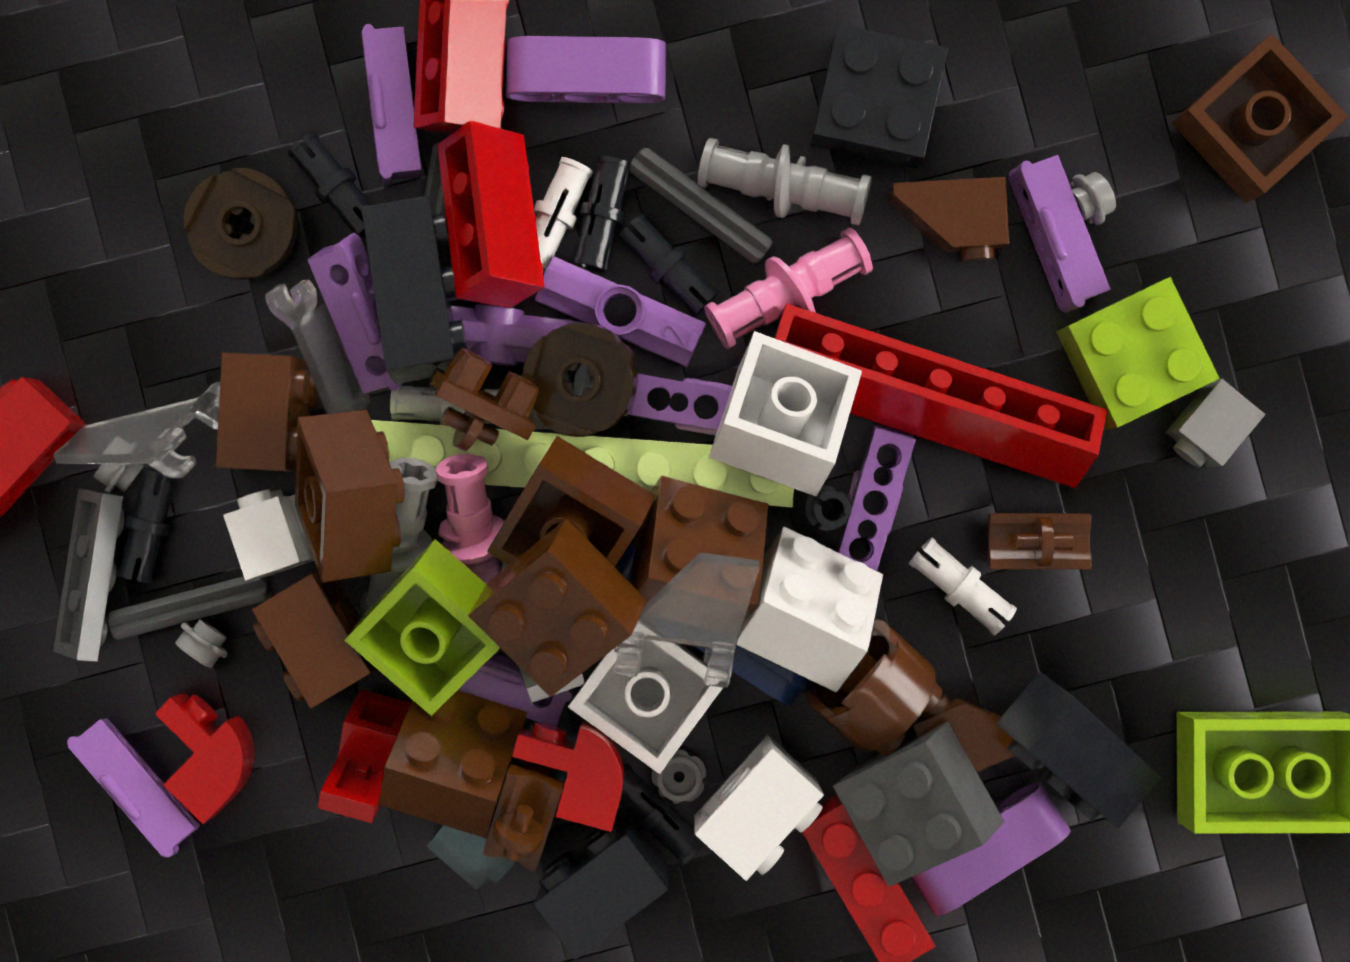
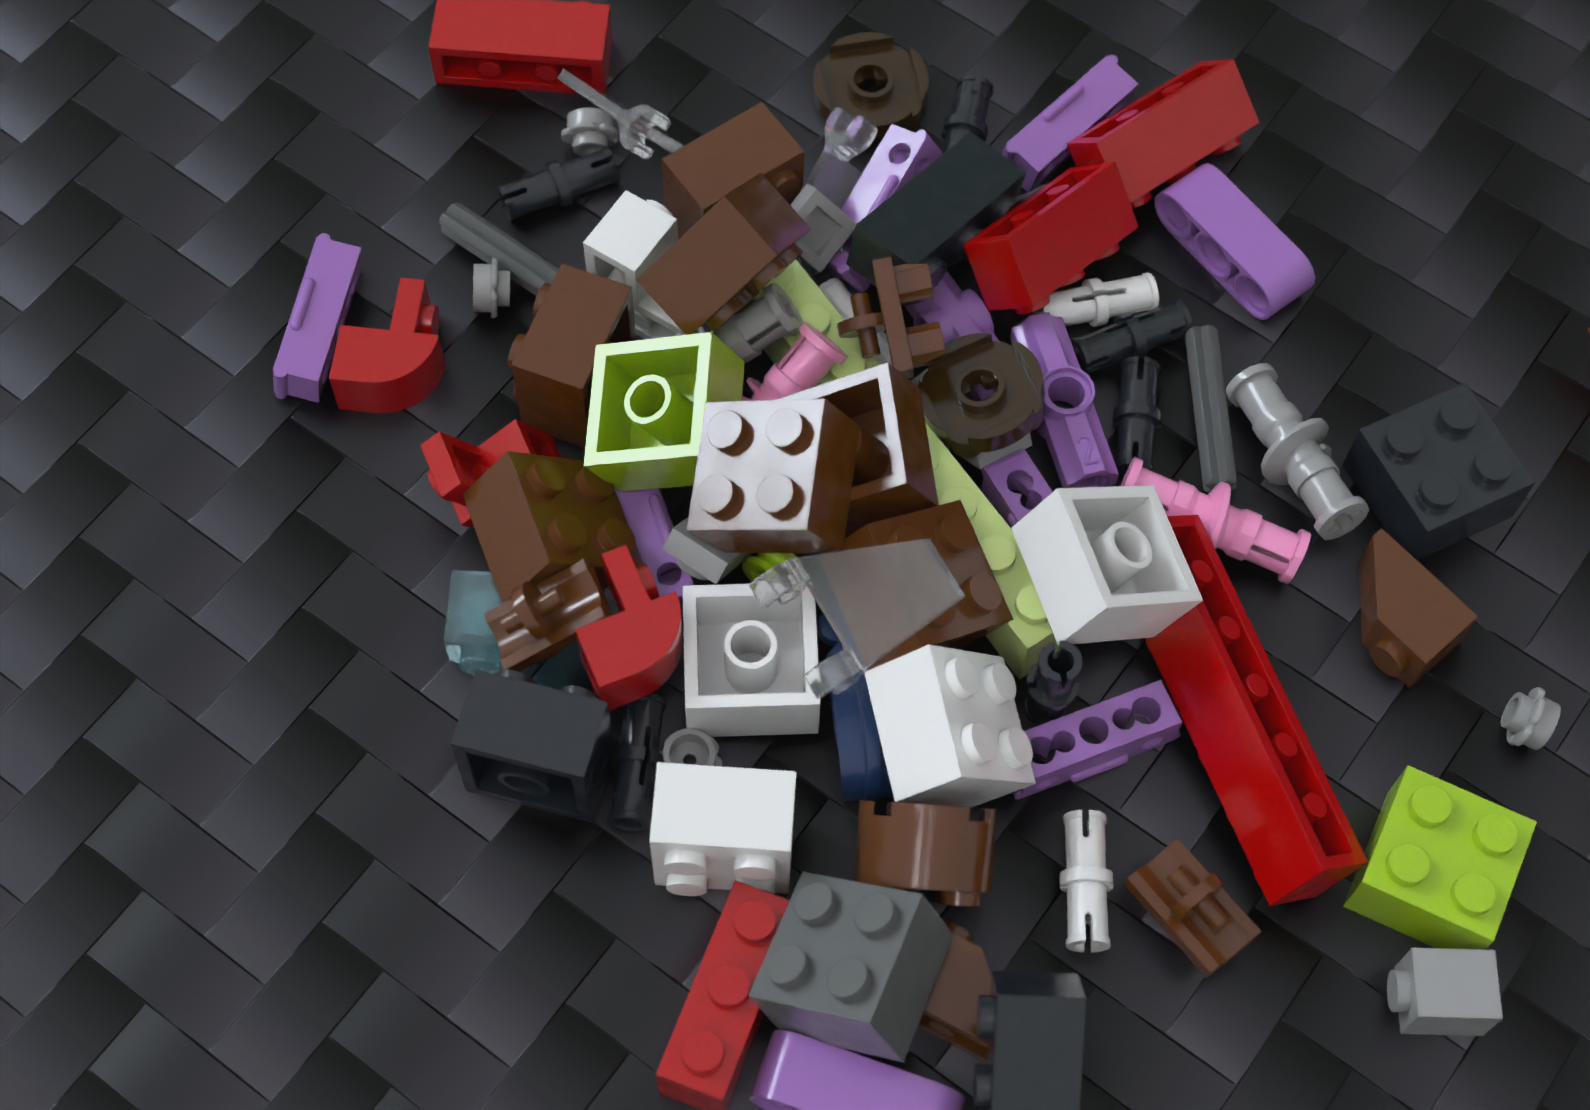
camera: 50 degrees right, 25 degrees down
(89, 575) = (481, 167): dark grey plate -> none
(351, 384) = (828, 227): none -> light grey plate
(1058, 232) = (1478, 709): medium lavender piece -> none

